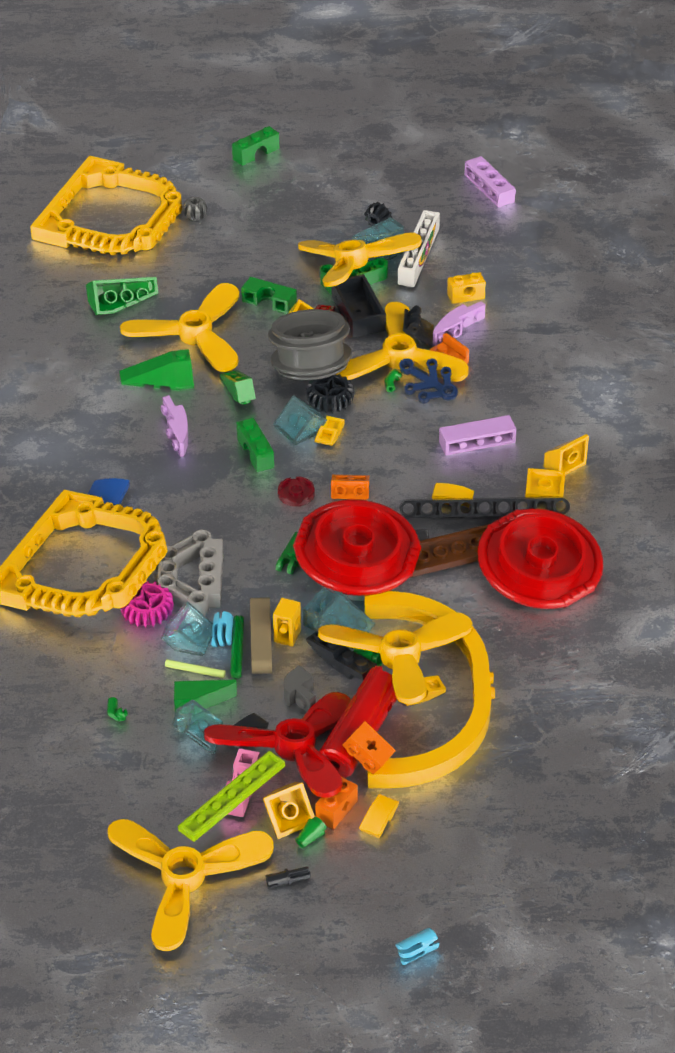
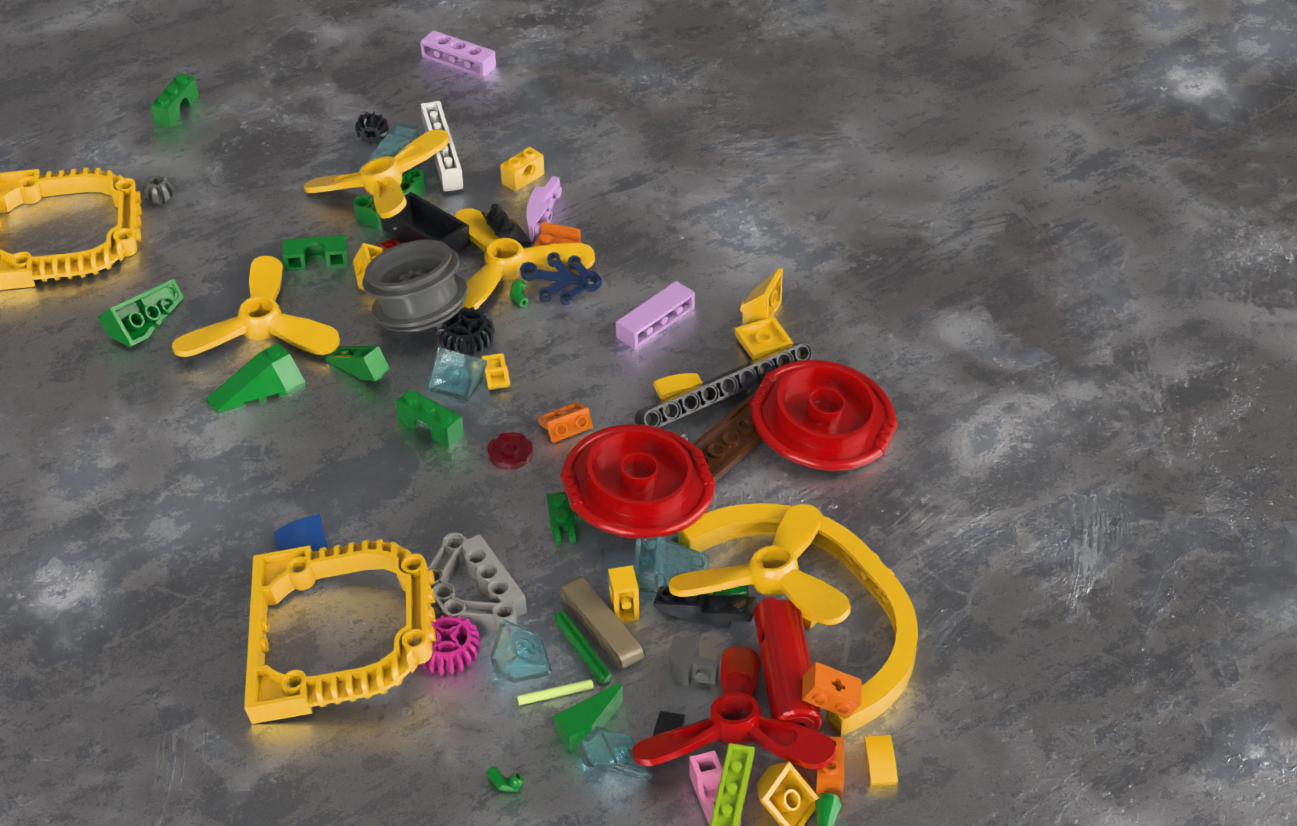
camera: 30 degrees left, 0 degrees up
(177, 425) = (327, 432): lavender slope -> none
(222, 629) = (552, 632): medium azure arm -> none

